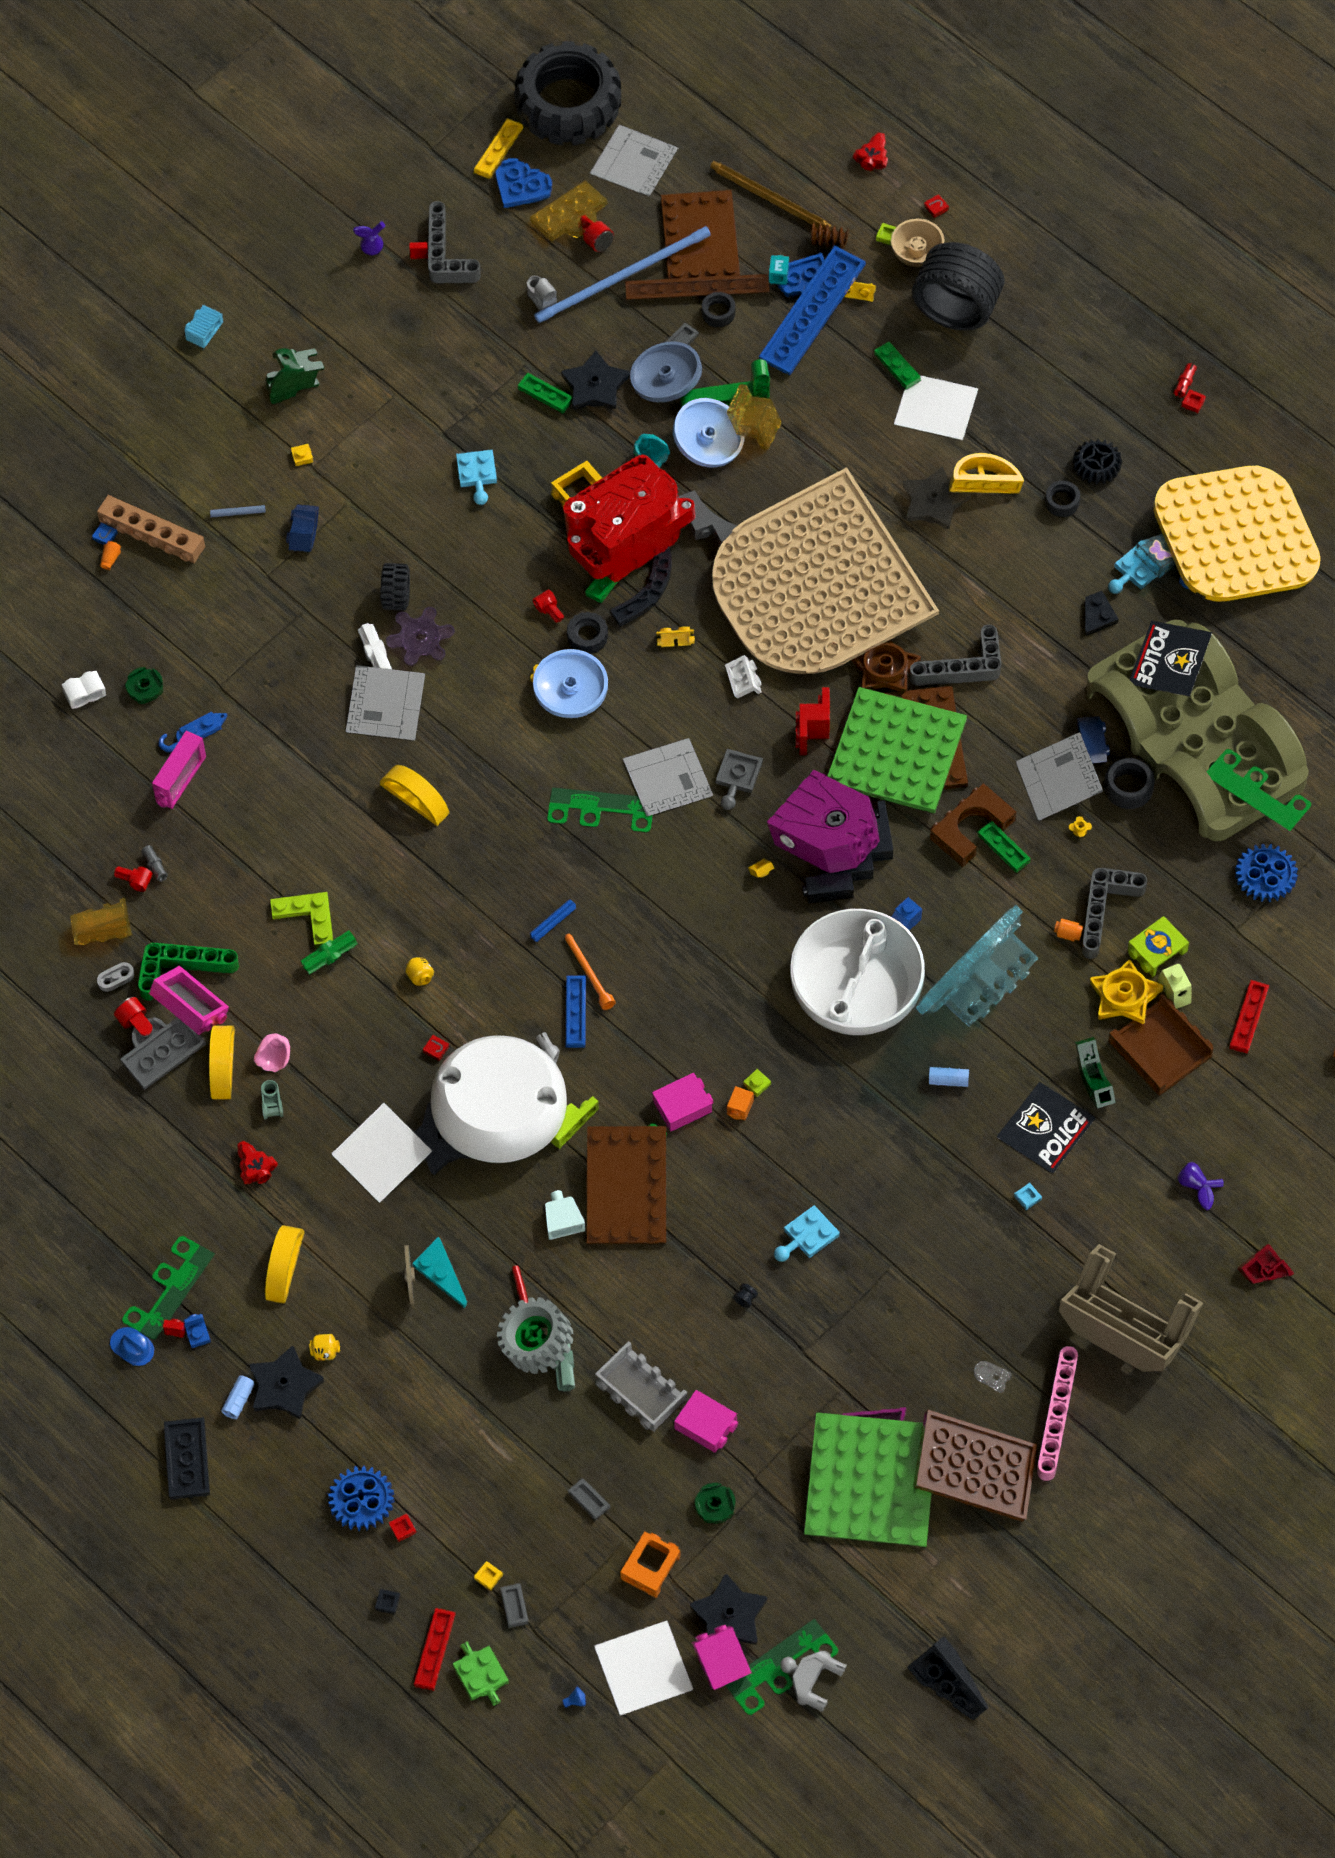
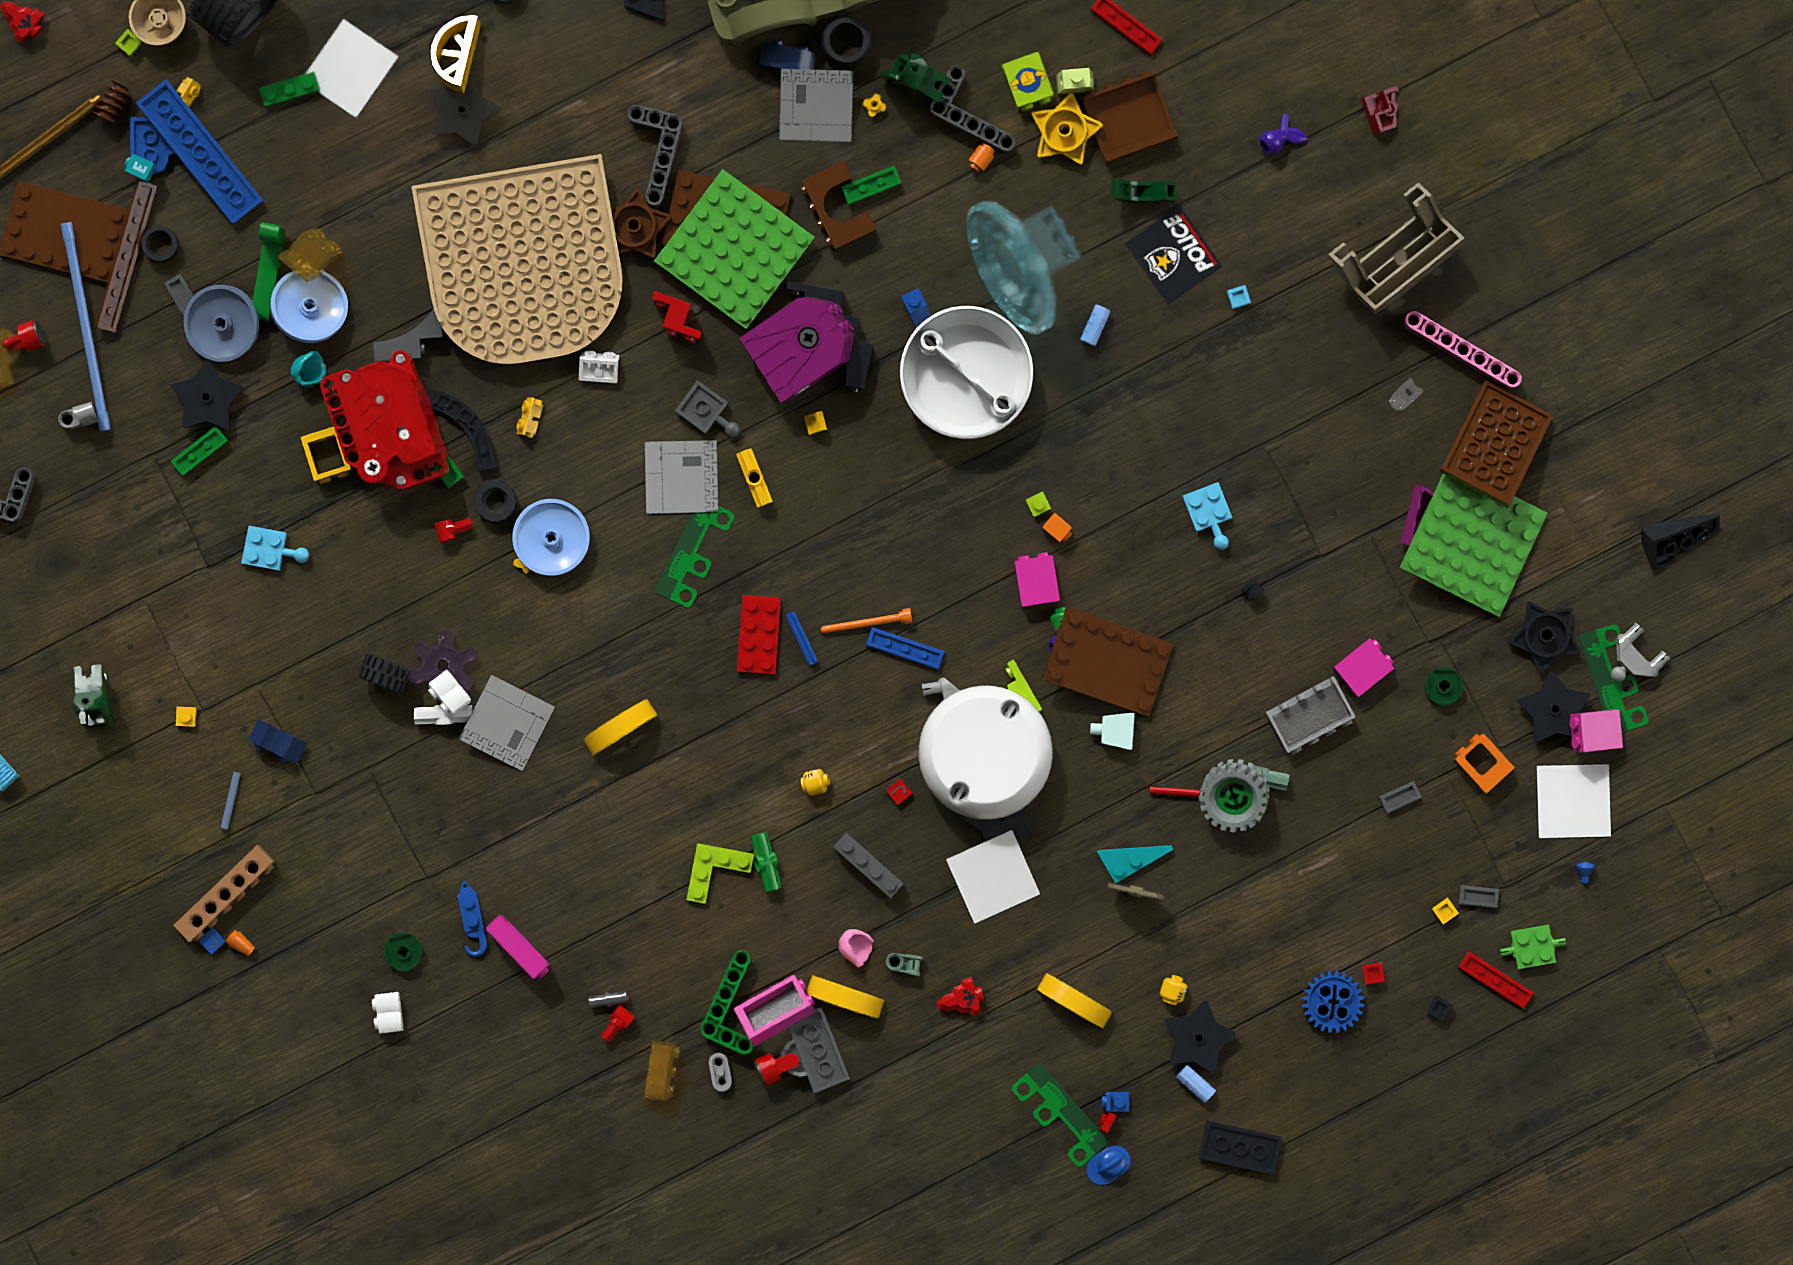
camera: 75 degrees left, 25 degrees up
(355, 1040) = (868, 865): none -> dark grey brick
(395, 642) = (448, 693): none -> white brick
(543, 884) = (758, 634): none -> red plate
(681, 840) = (759, 490): none -> yellow piece
(797, 1570) = (1557, 626): none -> black plate
(1120, 844) = (916, 77): none -> dark green piece

